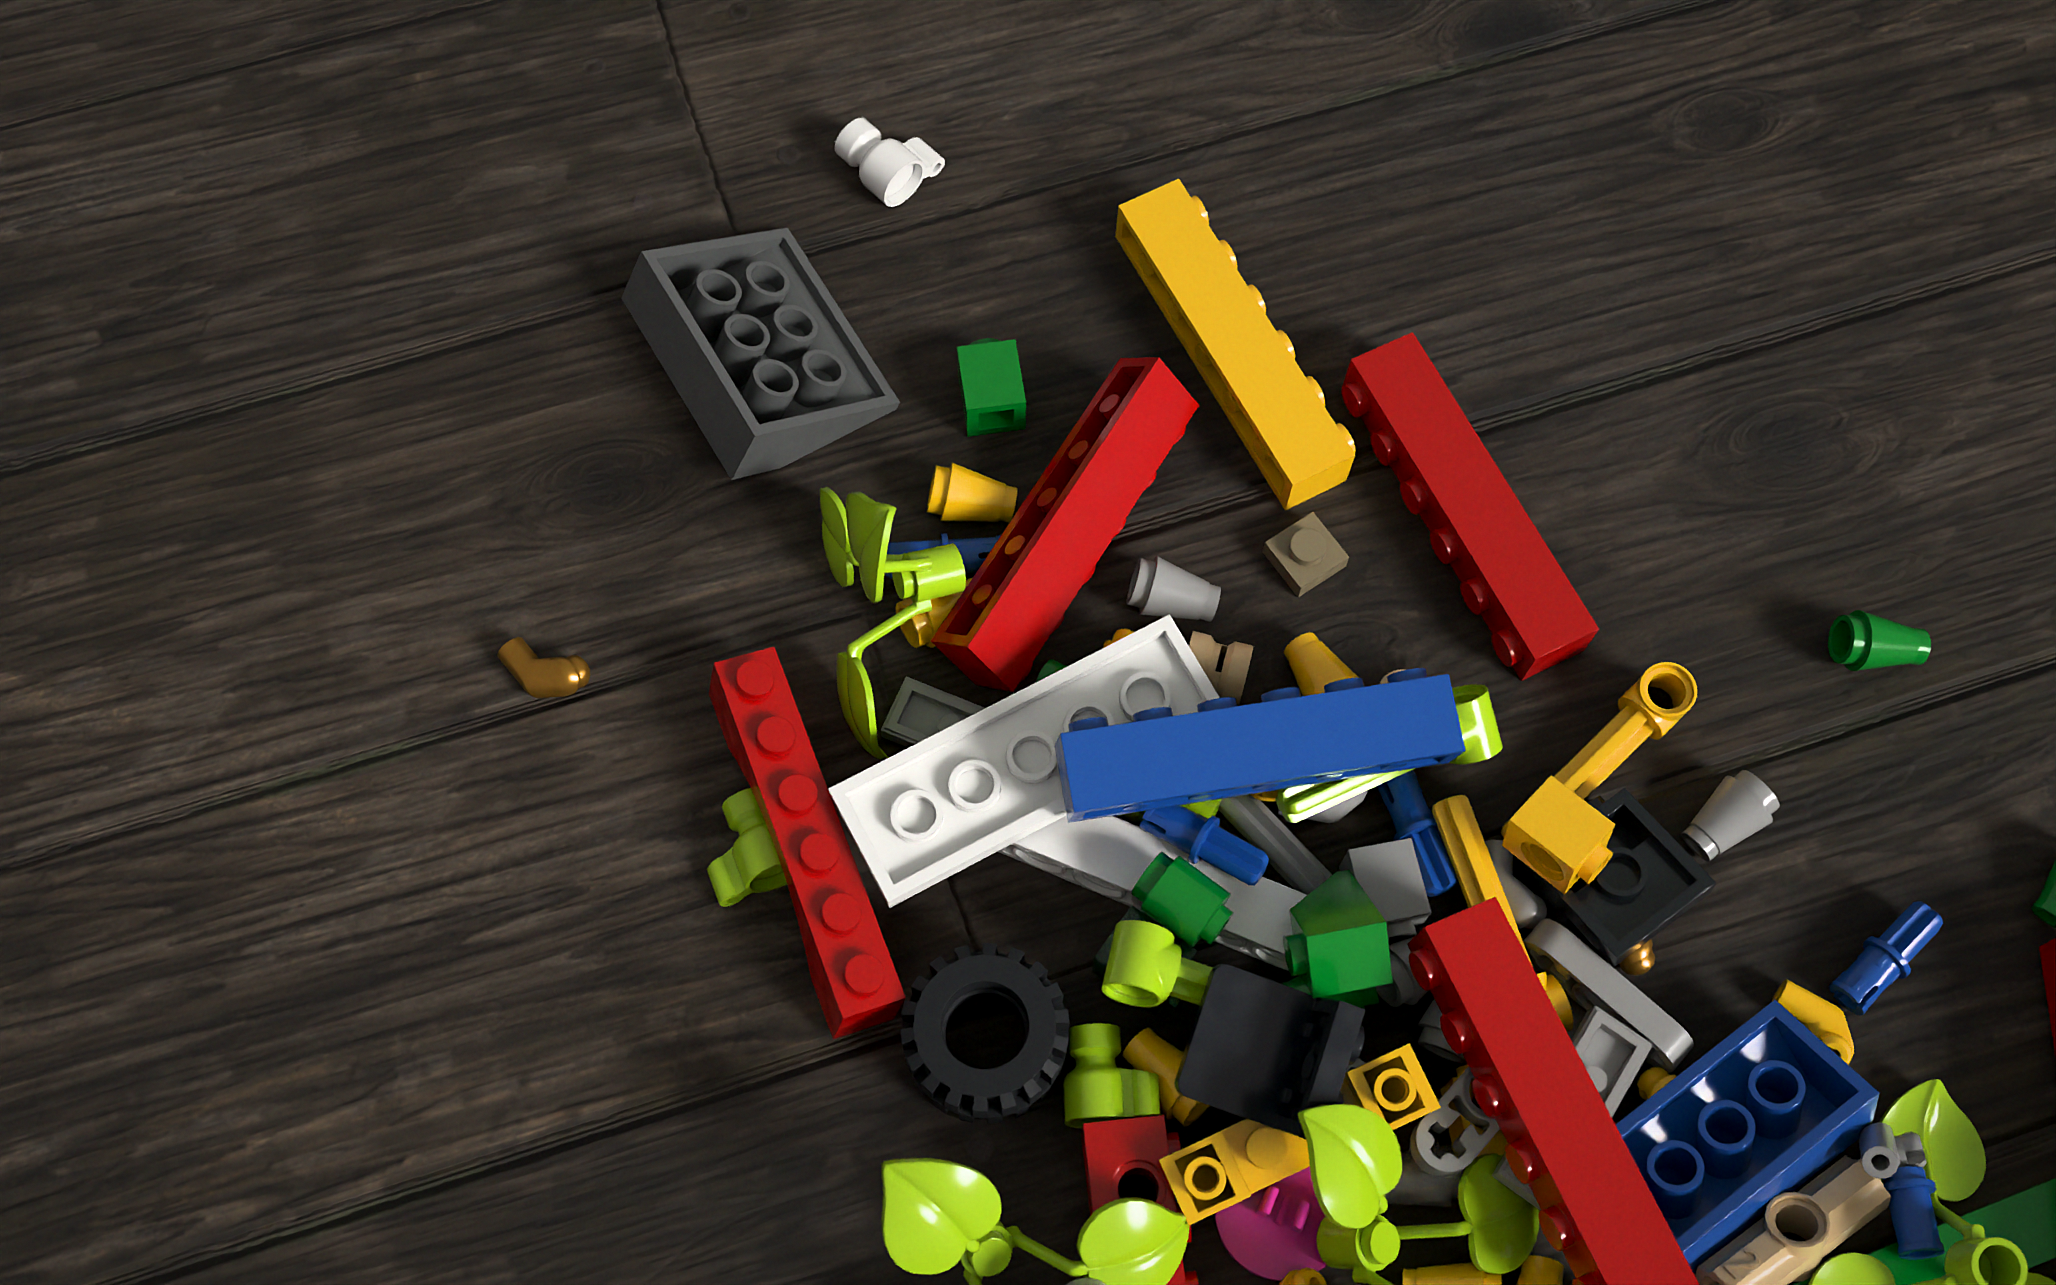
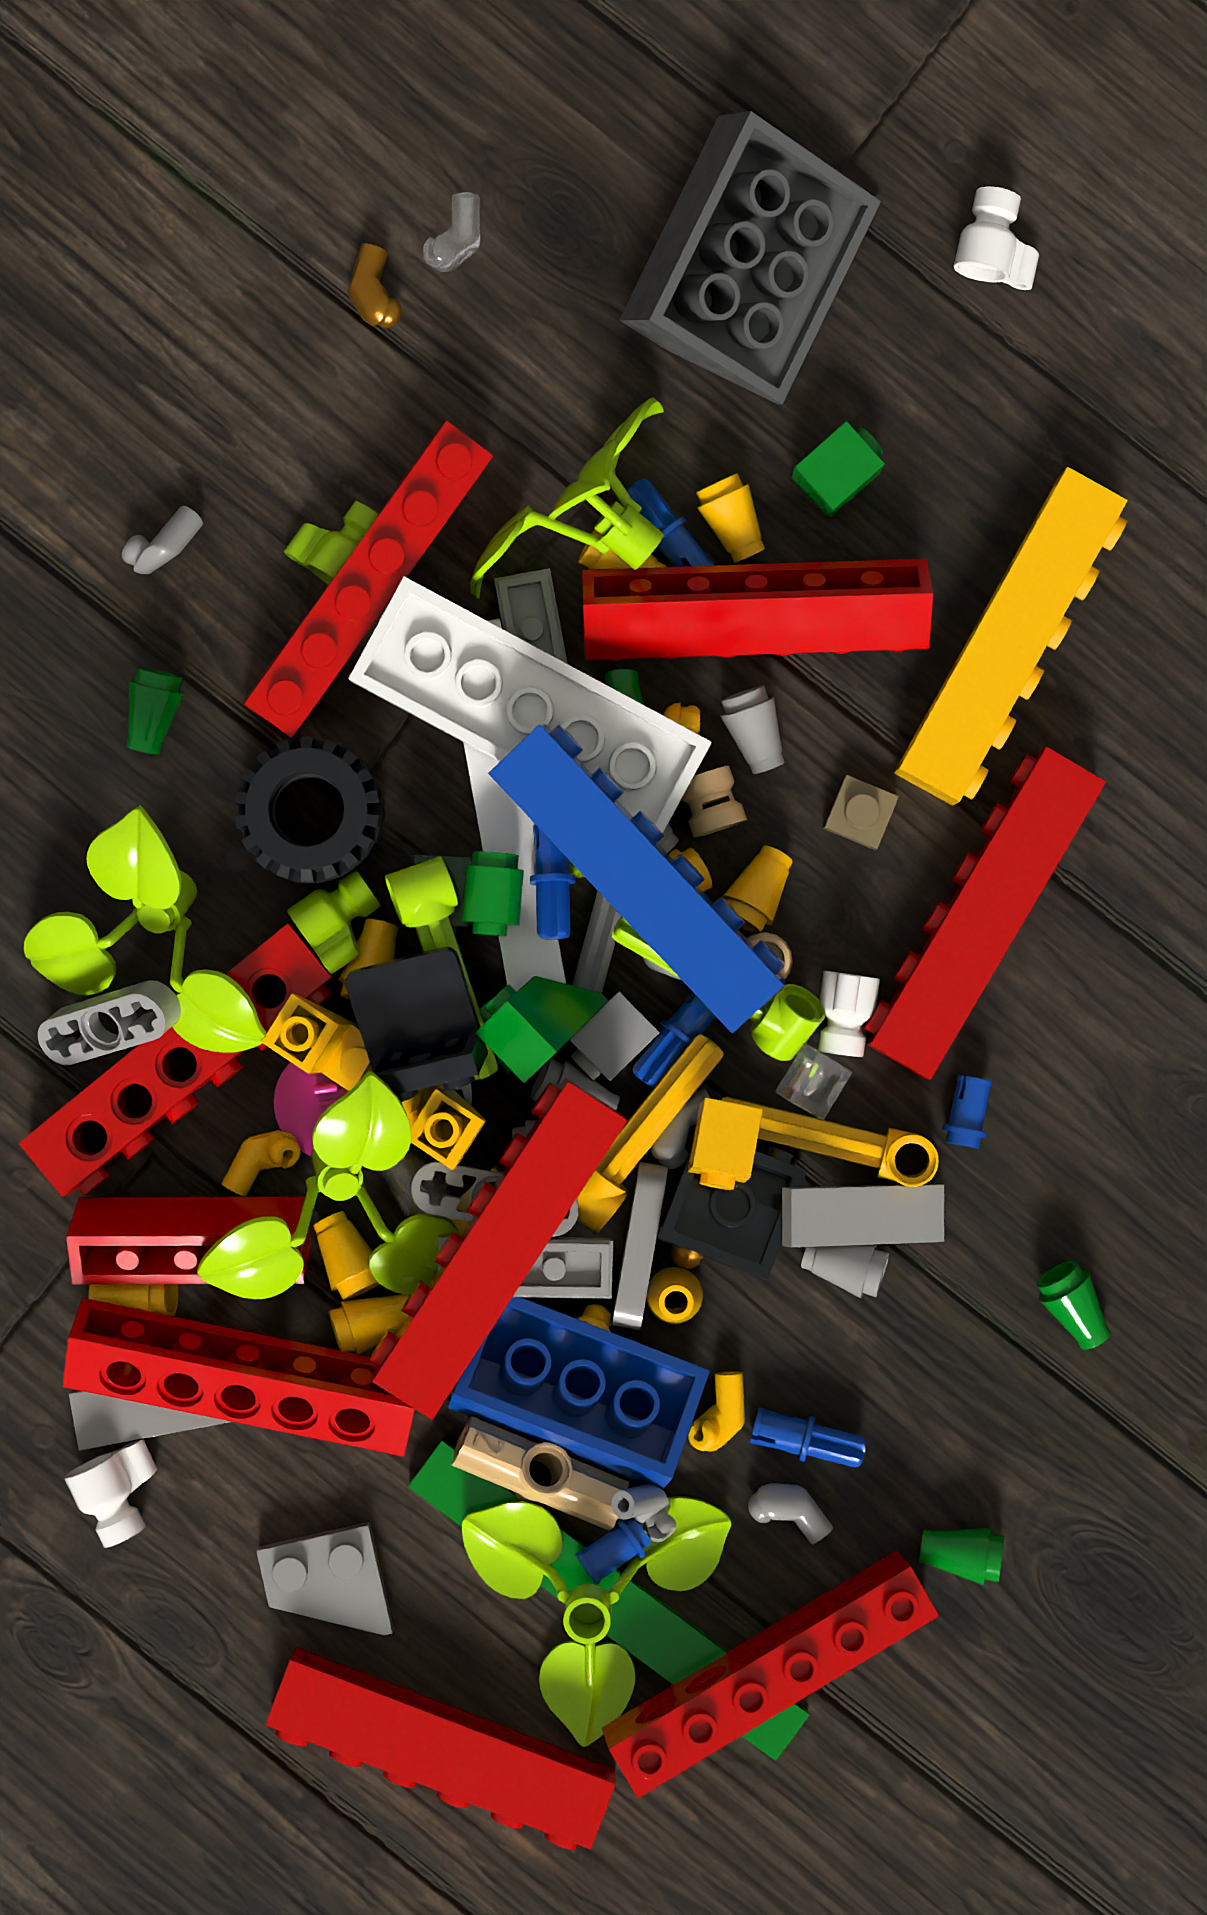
camera: 55 degrees right, 20 degrees up
(559, 568) = (458, 241): none -> clear arm
(634, 1010) = (166, 545): none -> light grey arm
(778, 1127) = (151, 708): none -> green cone
(1482, 660) = (848, 1004): none -> white piece
(1535, 738) = (813, 1081): none -> clear plate
(1641, 626) = (968, 1112): none -> blue pin
(1680, 989) = (671, 1280): none -> yellow cone
(1693, 769) = (862, 1215): none -> light grey tile
(1944, 1015) = (792, 1504): none -> light grey arm

